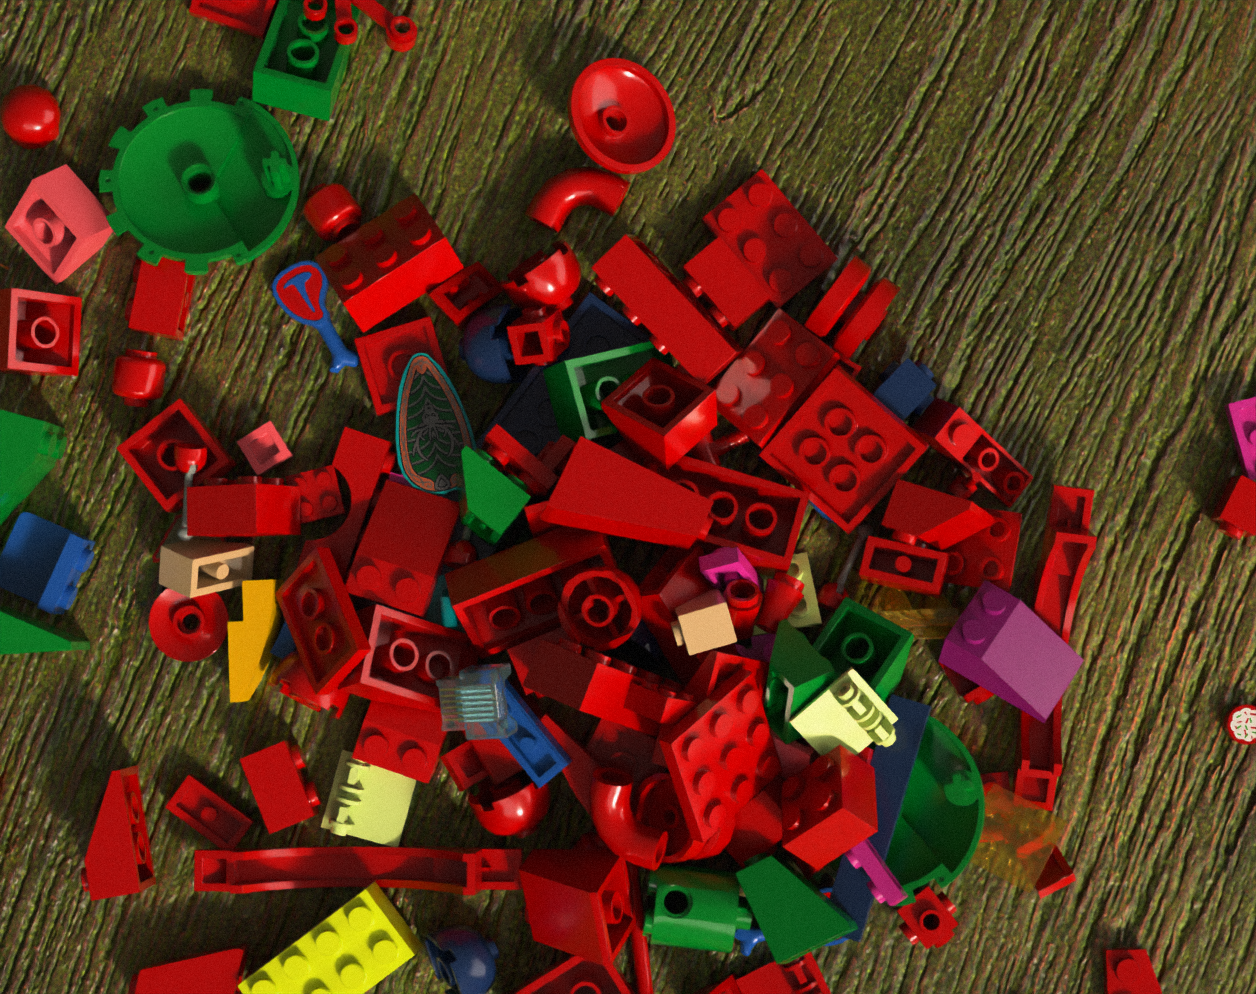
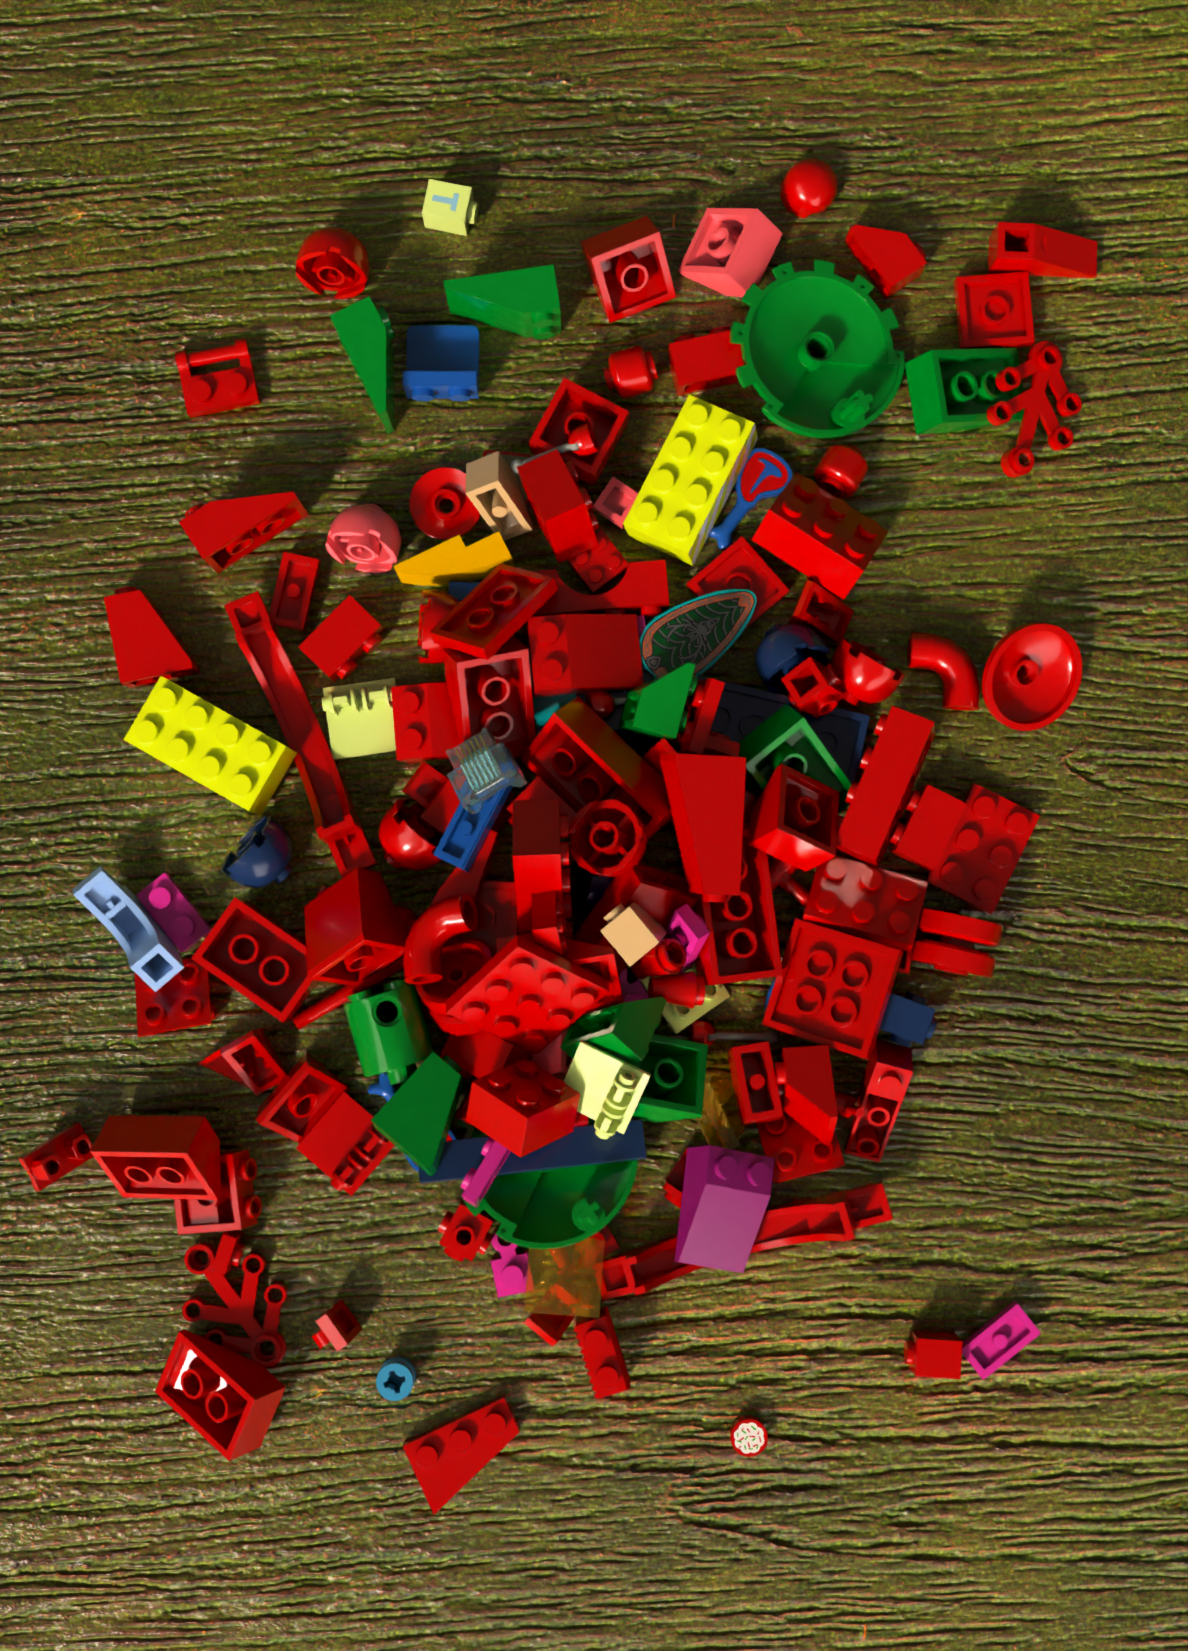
camera: 65 degrees right, 0 degrees up
(137, 70) = (886, 257): none -> red slope
(187, 717) = (365, 537): none -> coral cylinder
(275, 365) = (691, 480): none -> neon yellow brick
(981, 889) = (509, 1268): none -> dark pink plate
(1104, 834) = (602, 1354): none -> red brick

